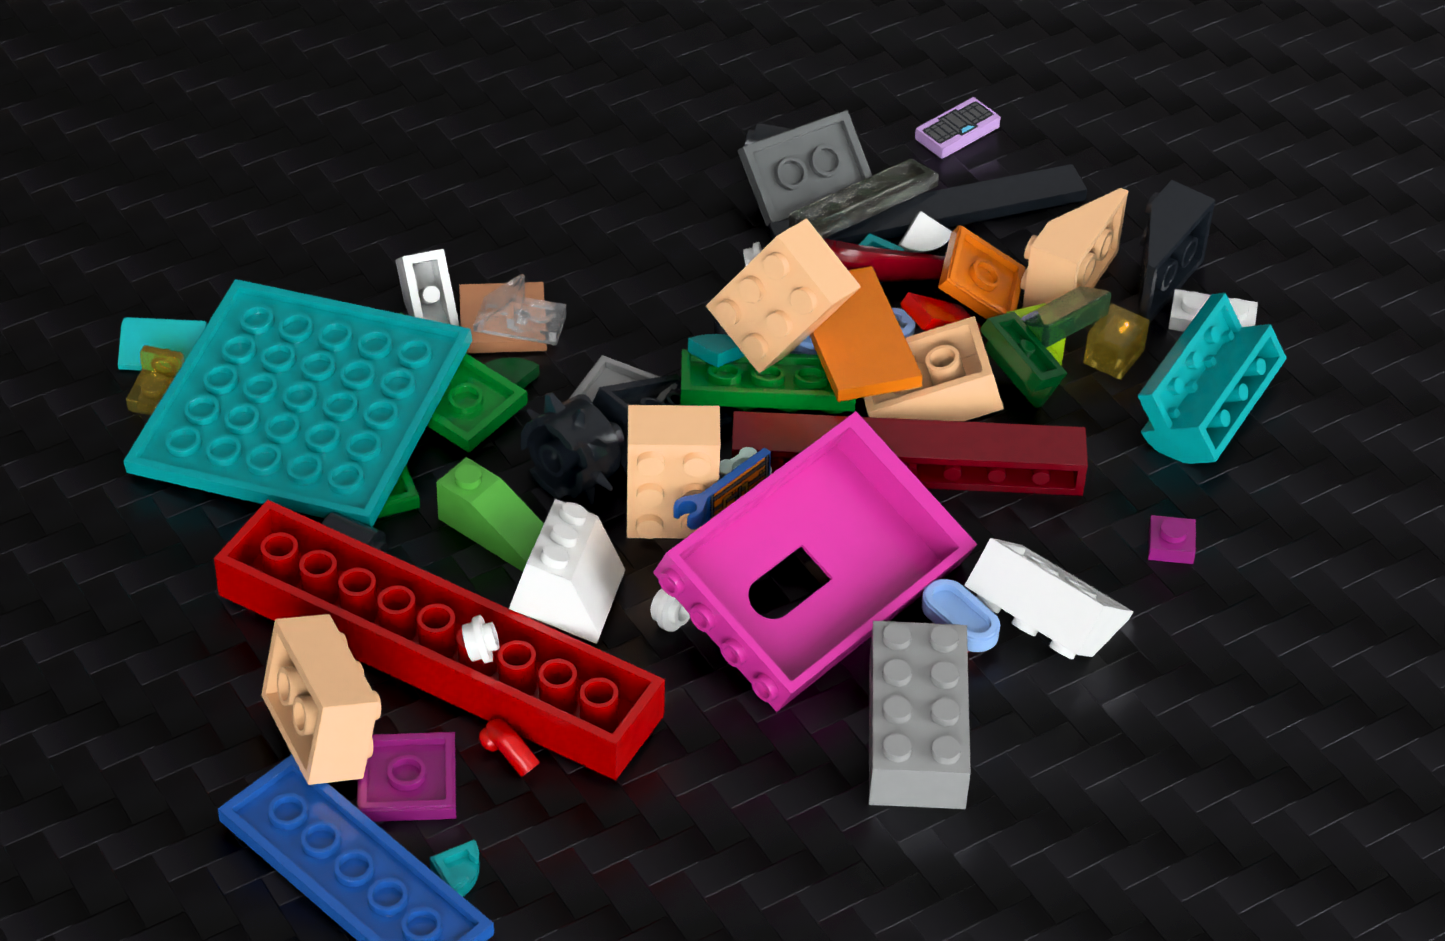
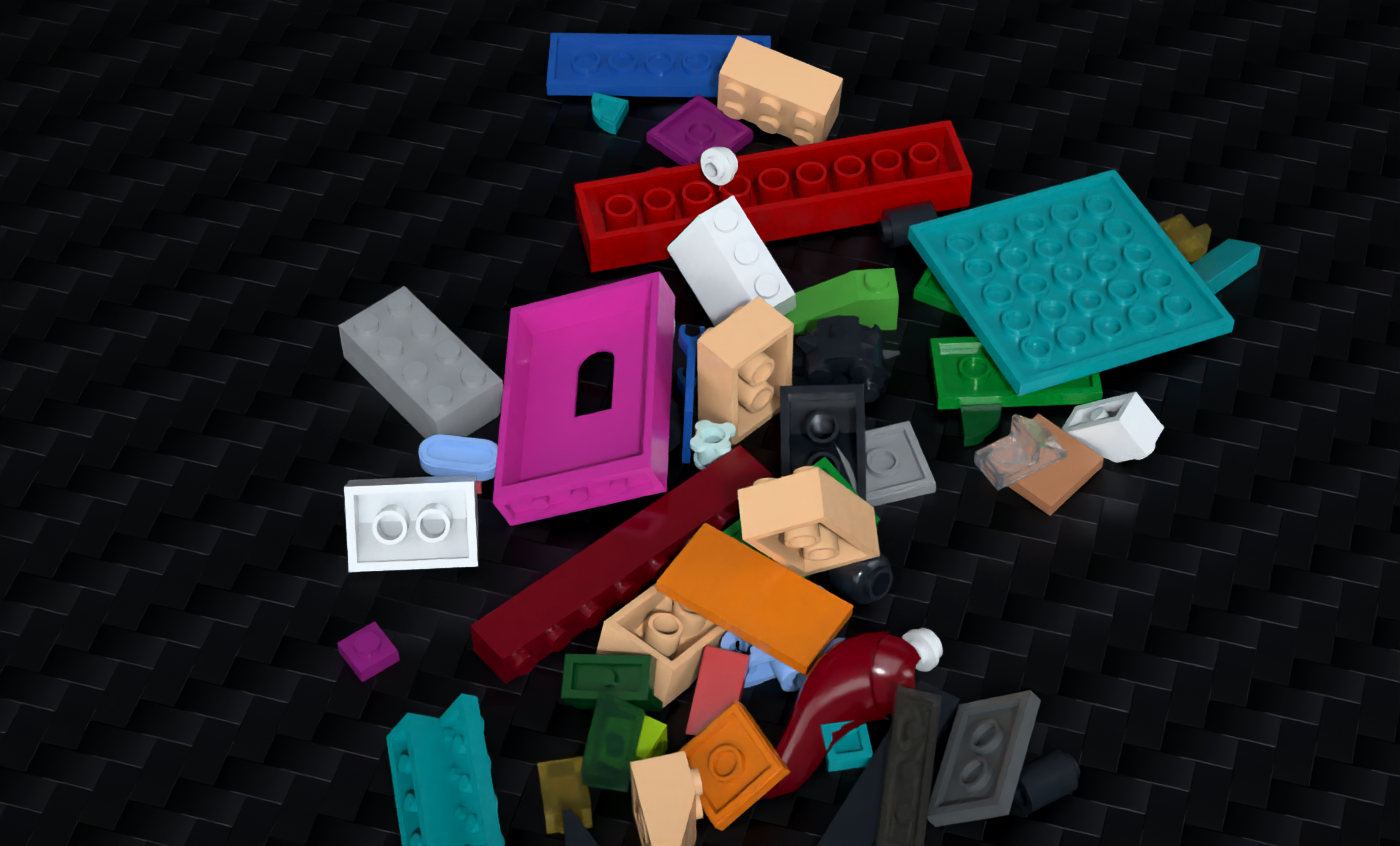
camera: 140 degrees right, 5 degrees up
(924, 235) = (826, 791): white tile -> none

